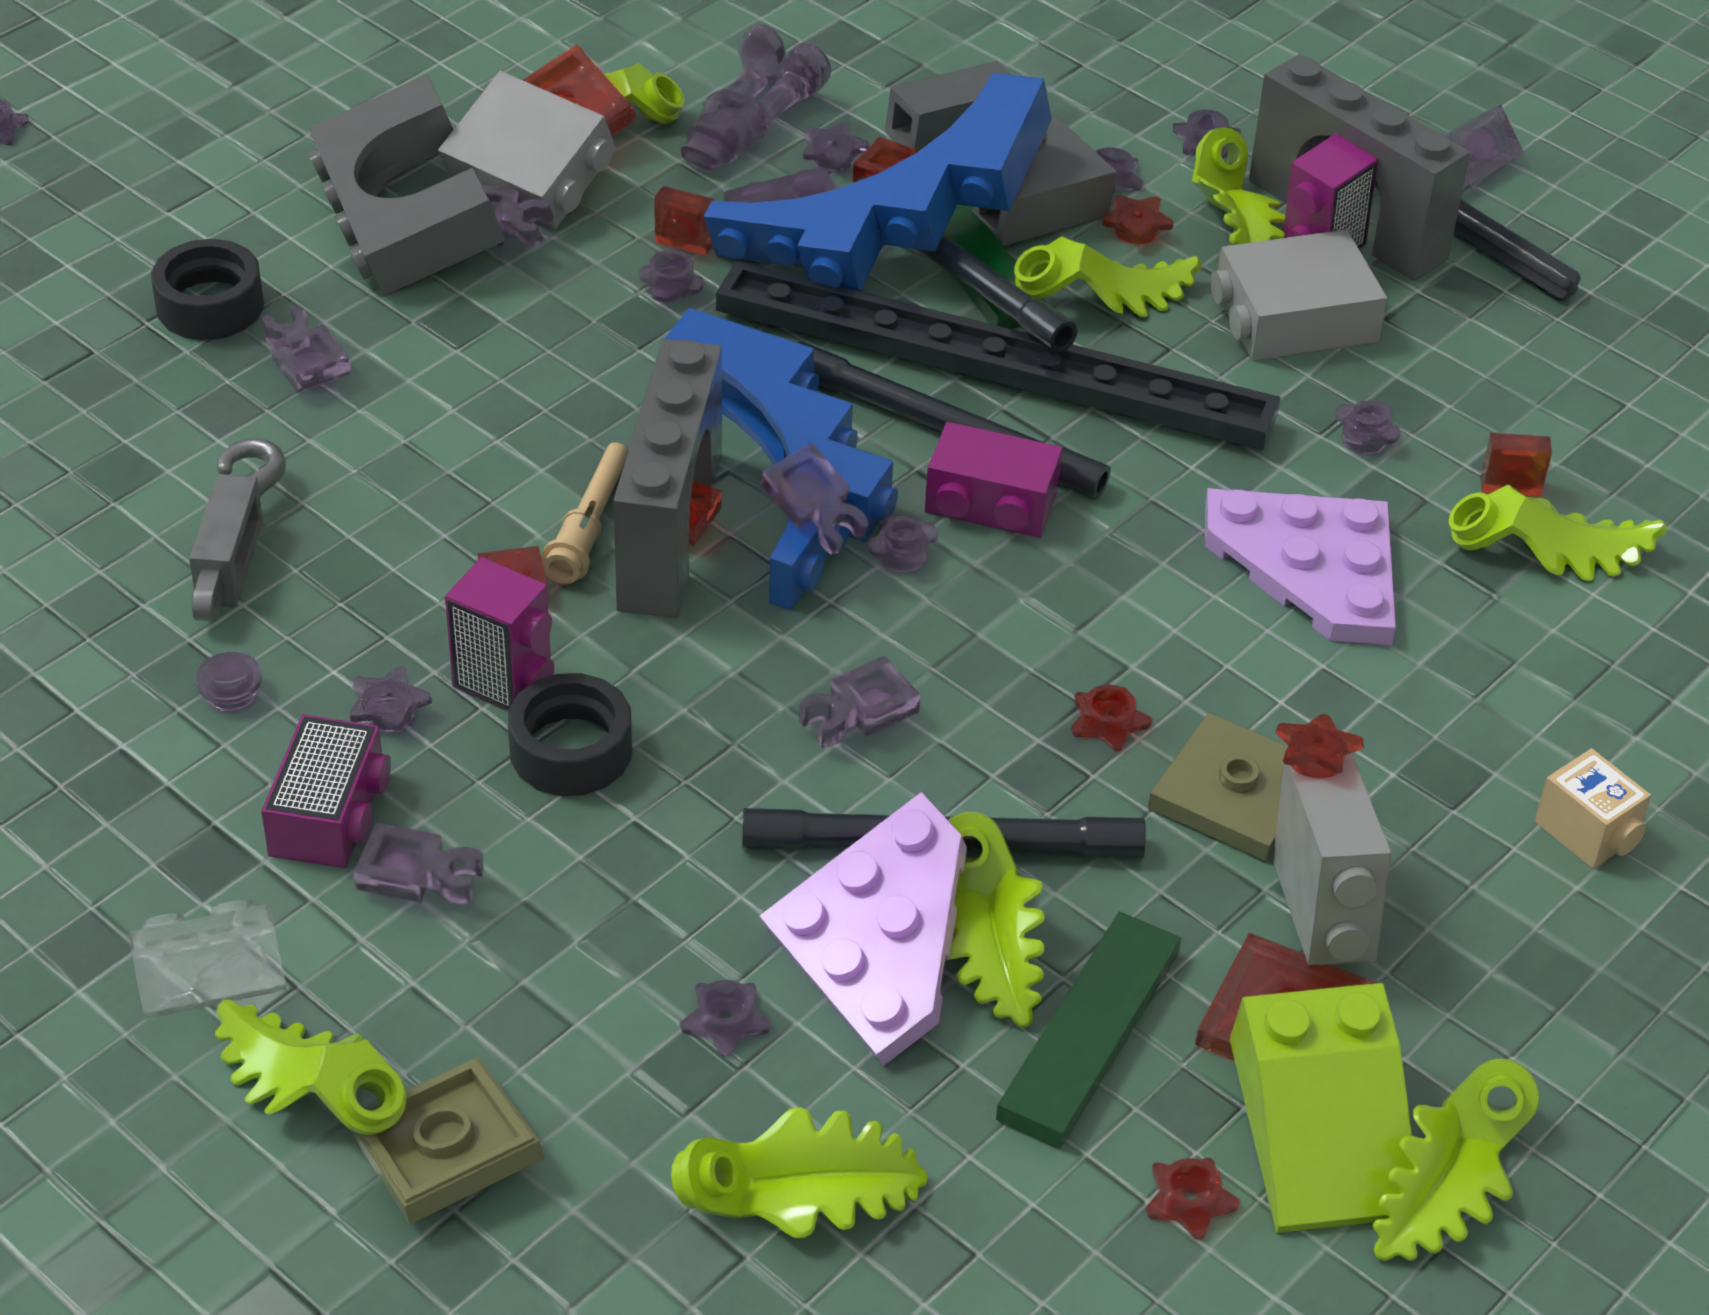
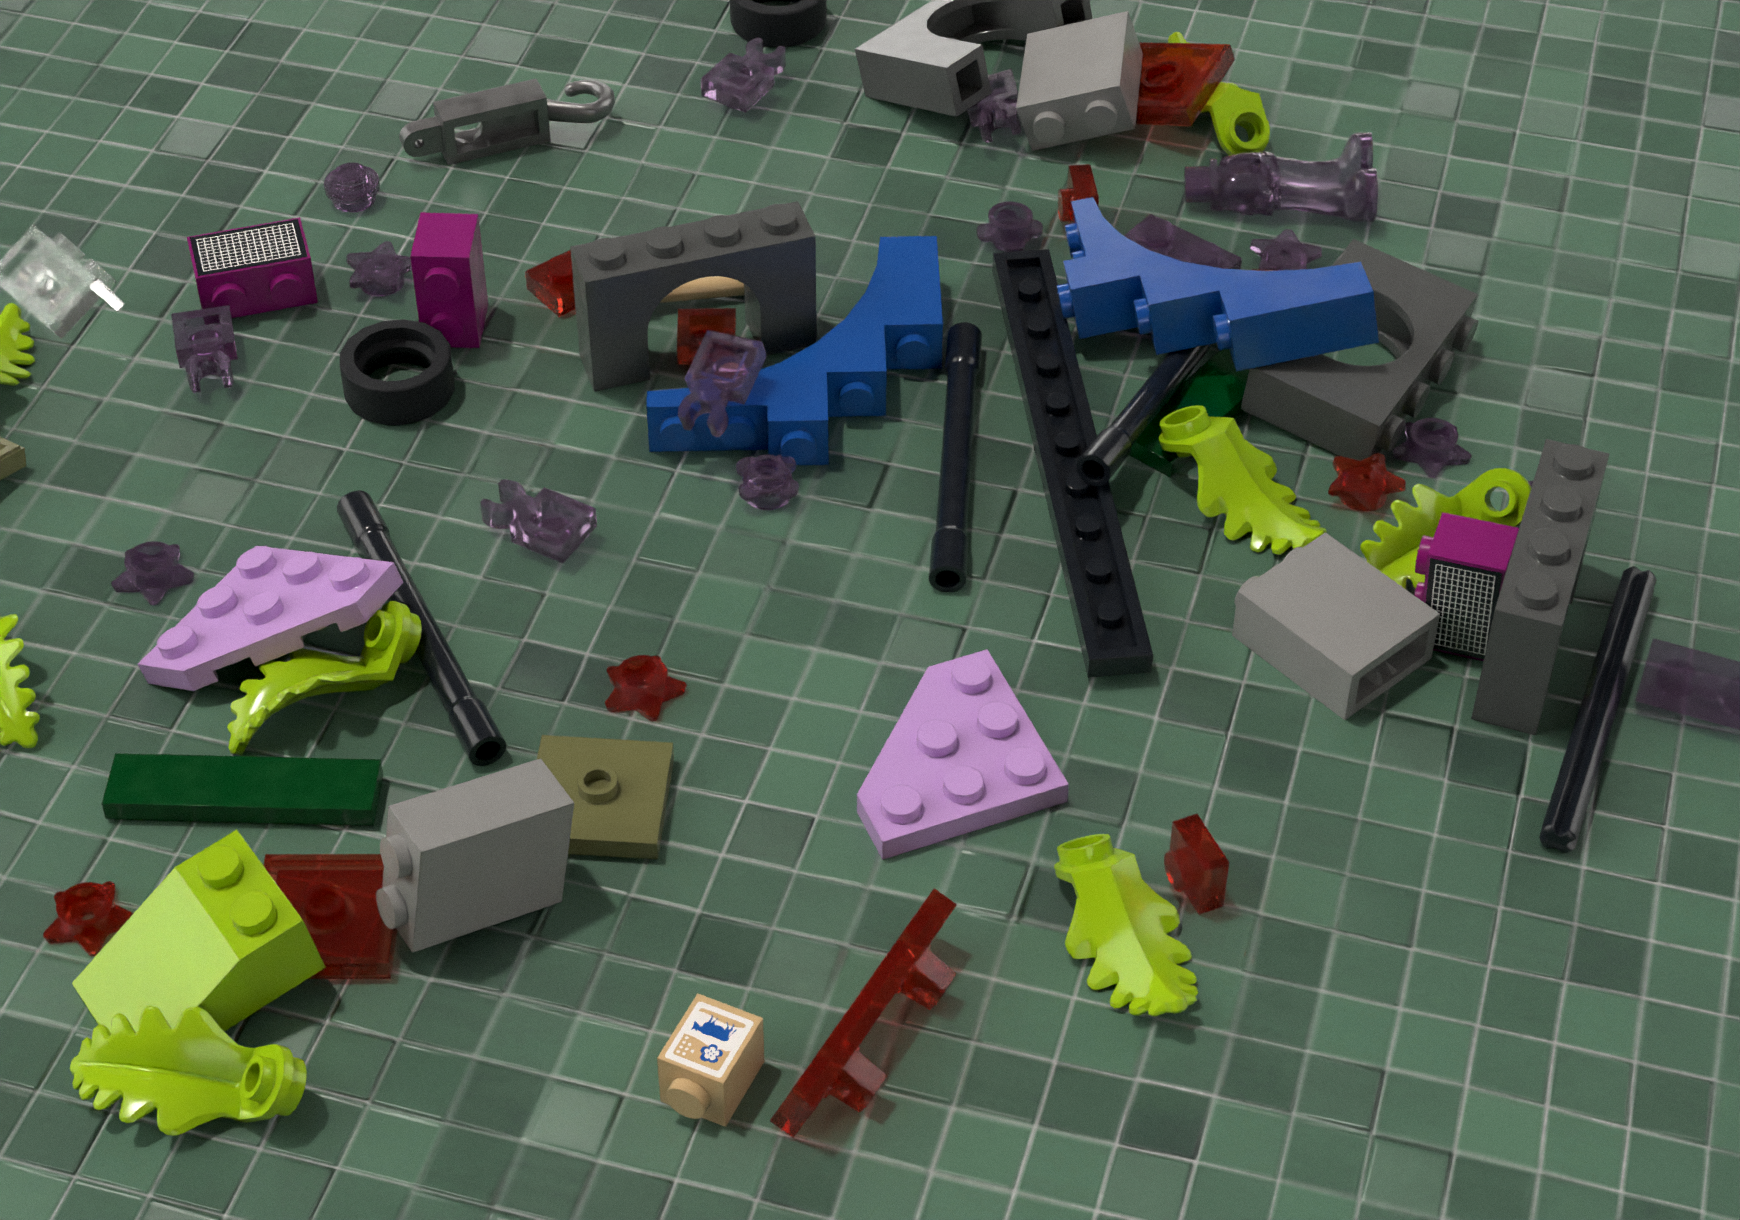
camera: 65 degrees right, 0 degrees up
(993, 479) = (879, 502): magenta brick -> none
(1317, 747) = (538, 781): clear red plate -> none
(1367, 426) = (1181, 740): clear purple plate -> none
(1584, 699) = (839, 1065): none -> clear red hinge

